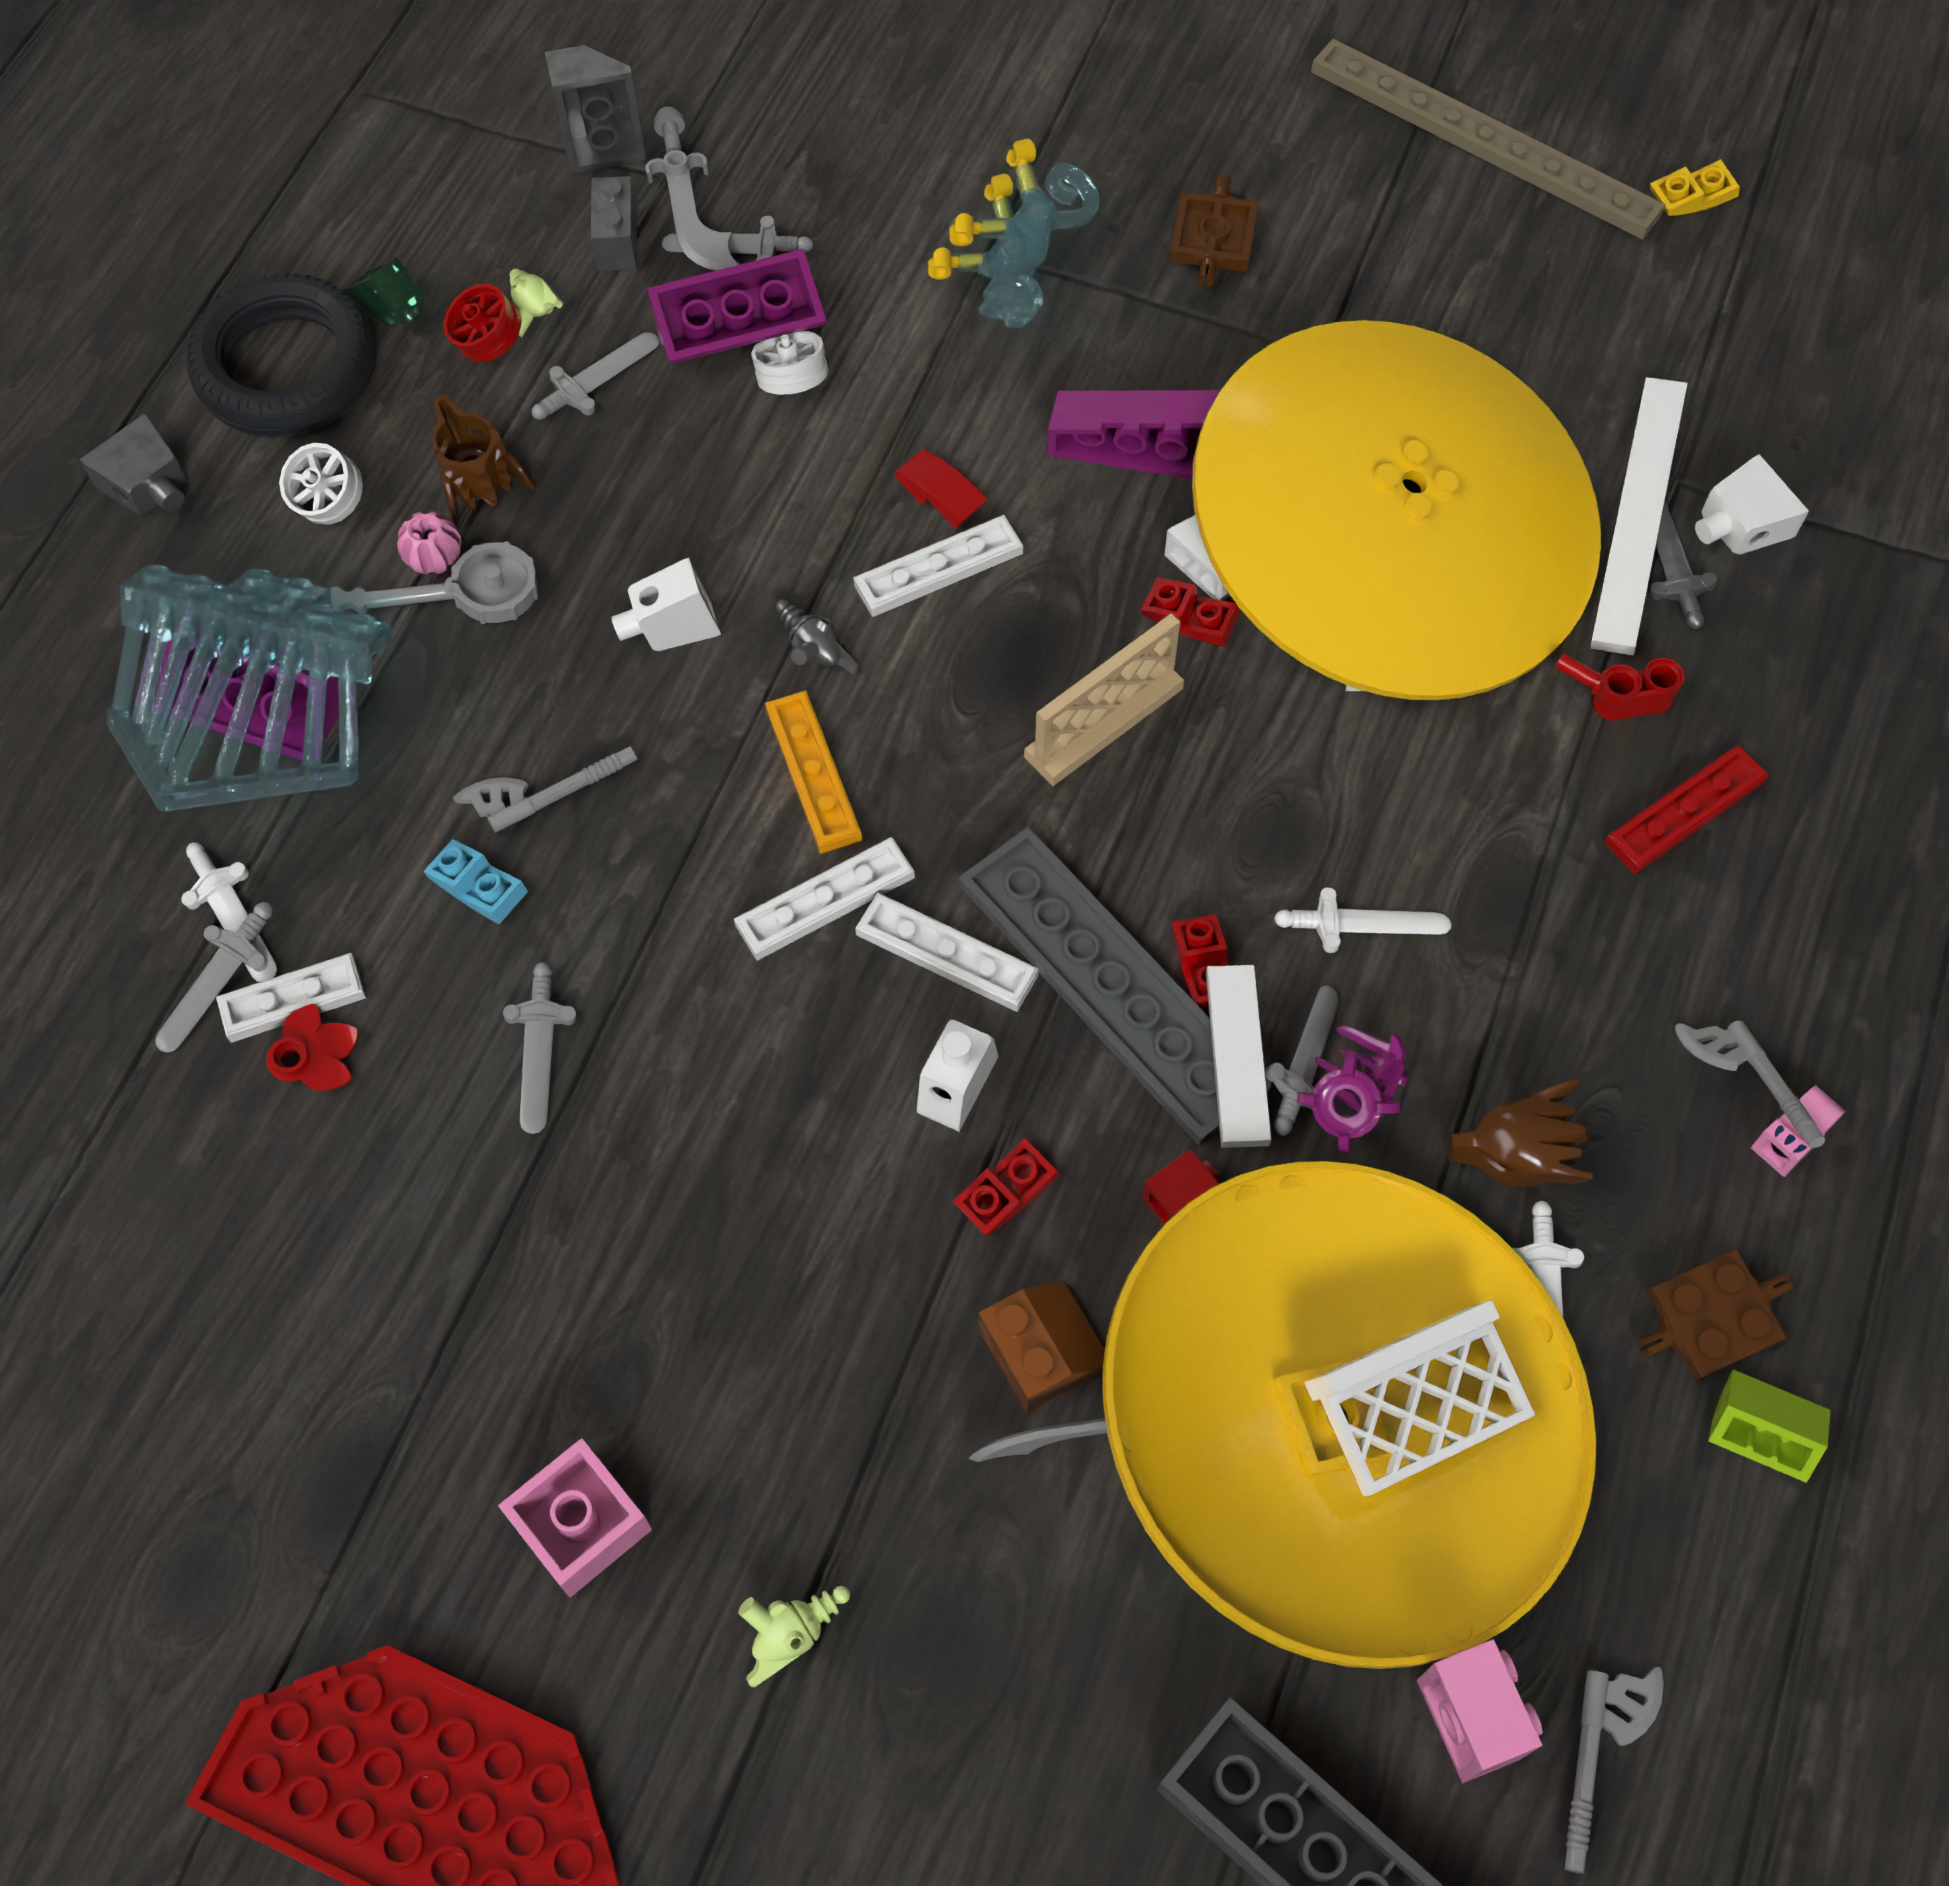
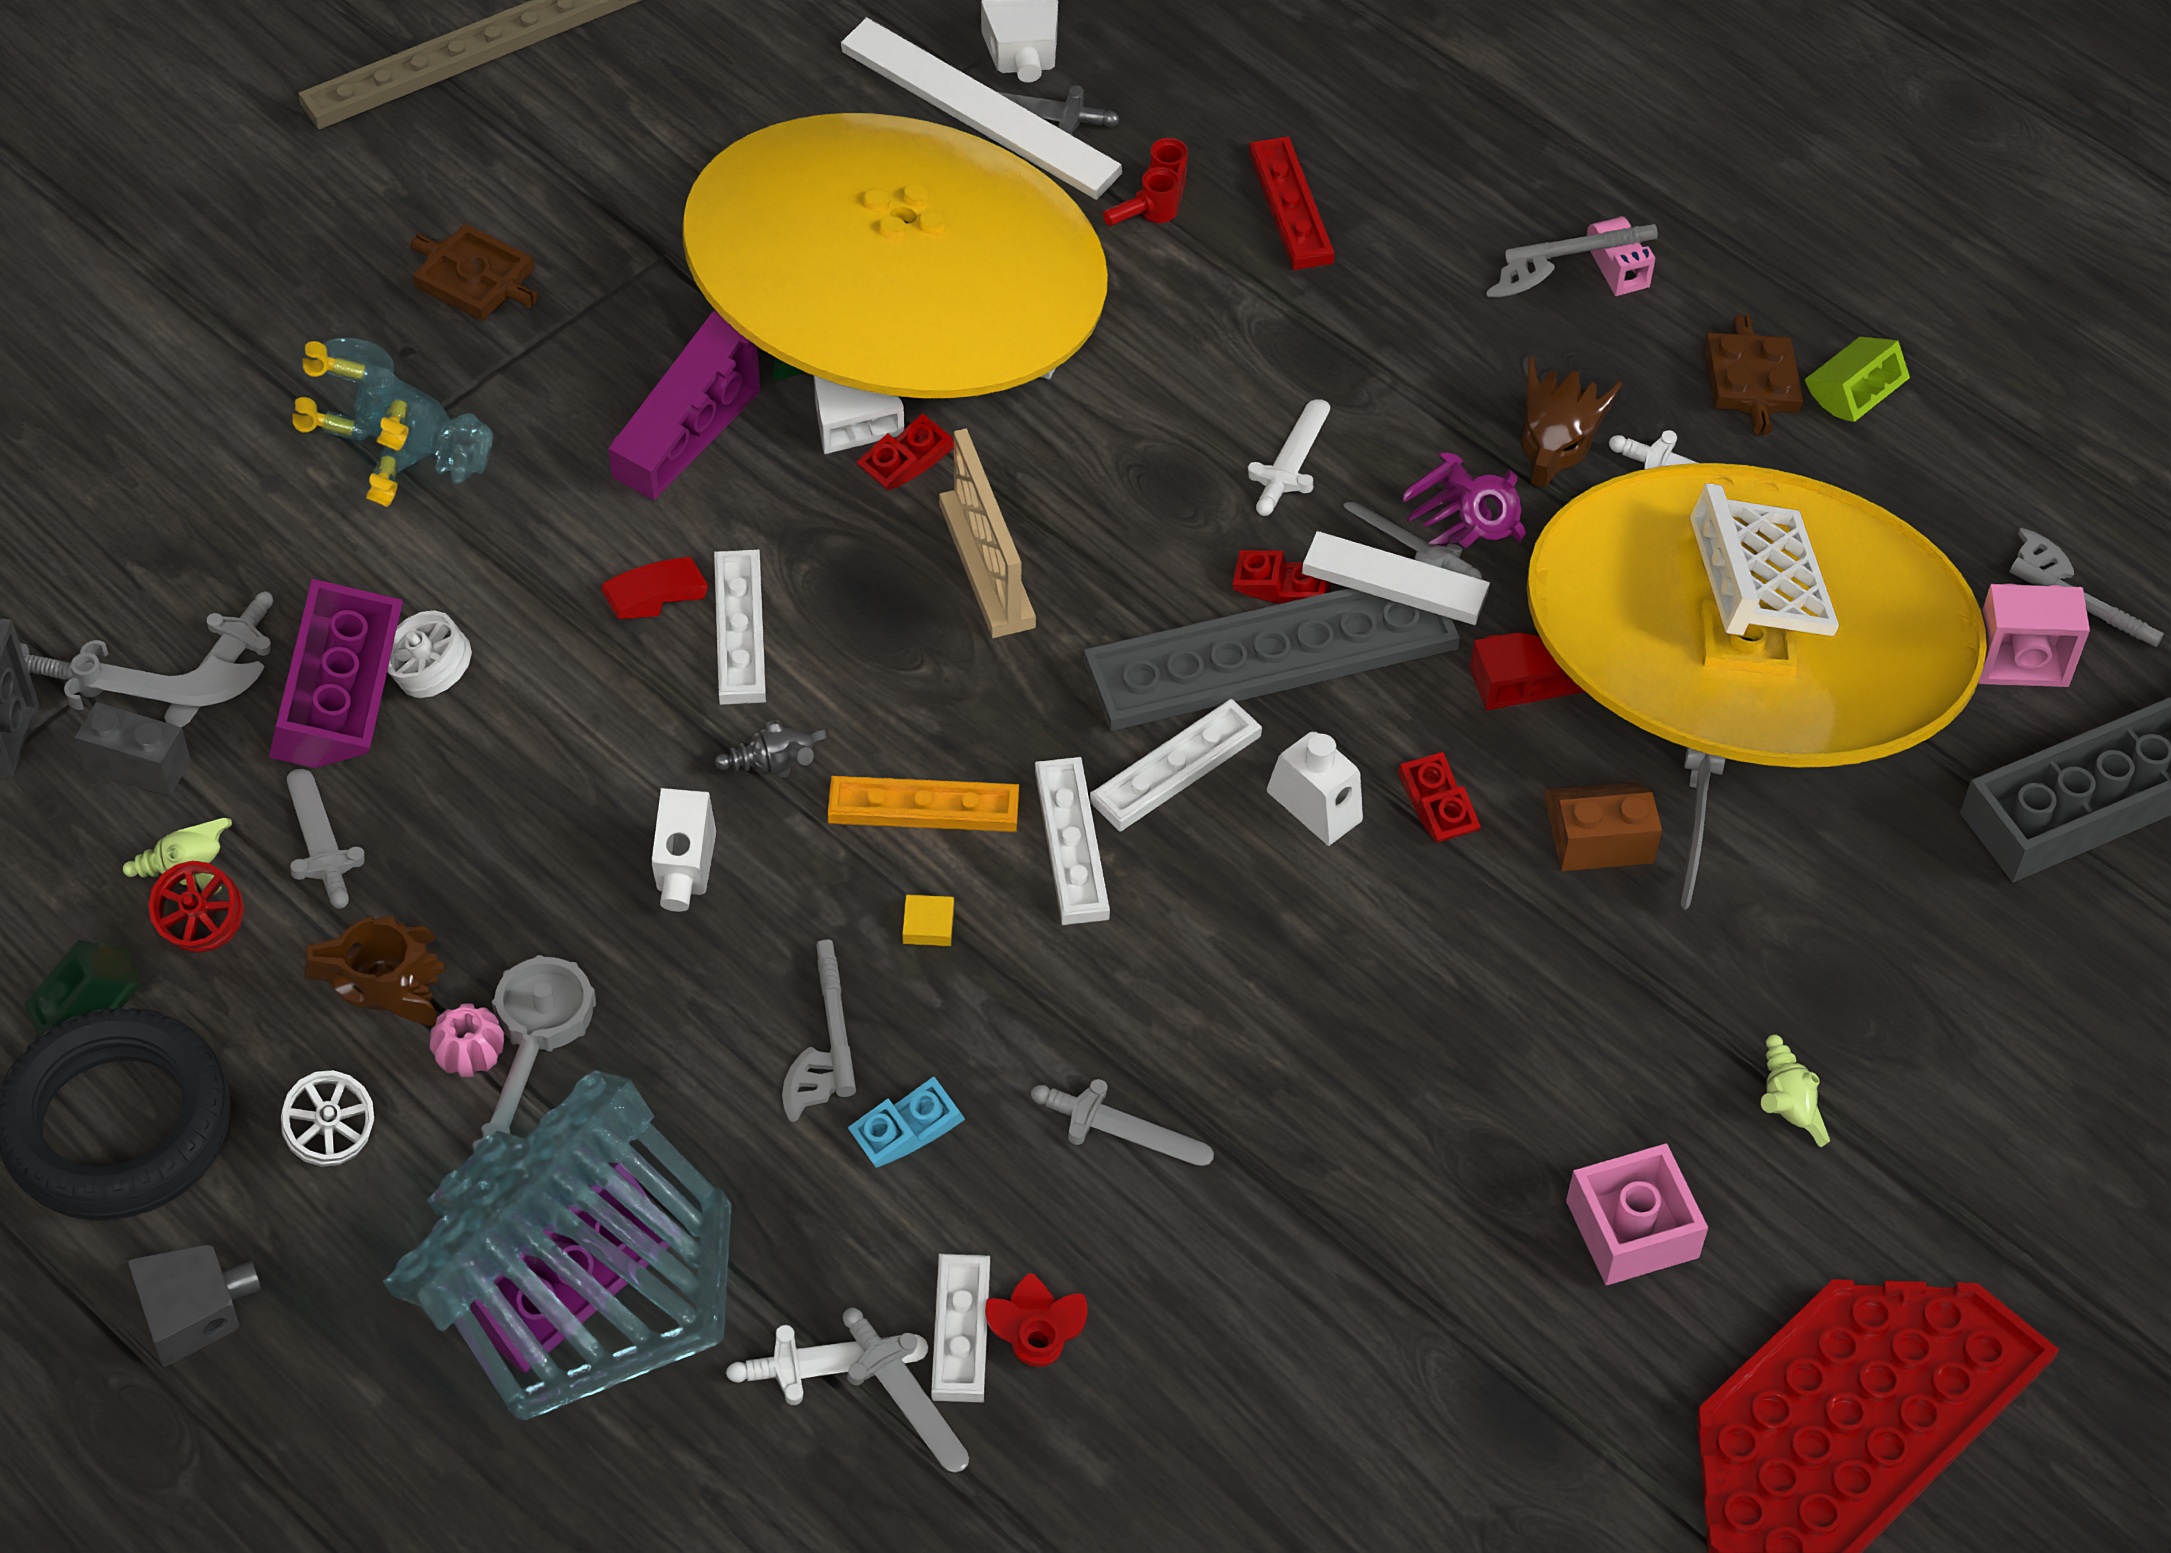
camera: 70 degrees left, 10 degrees down
(689, 820) = (928, 920): none -> yellow tile

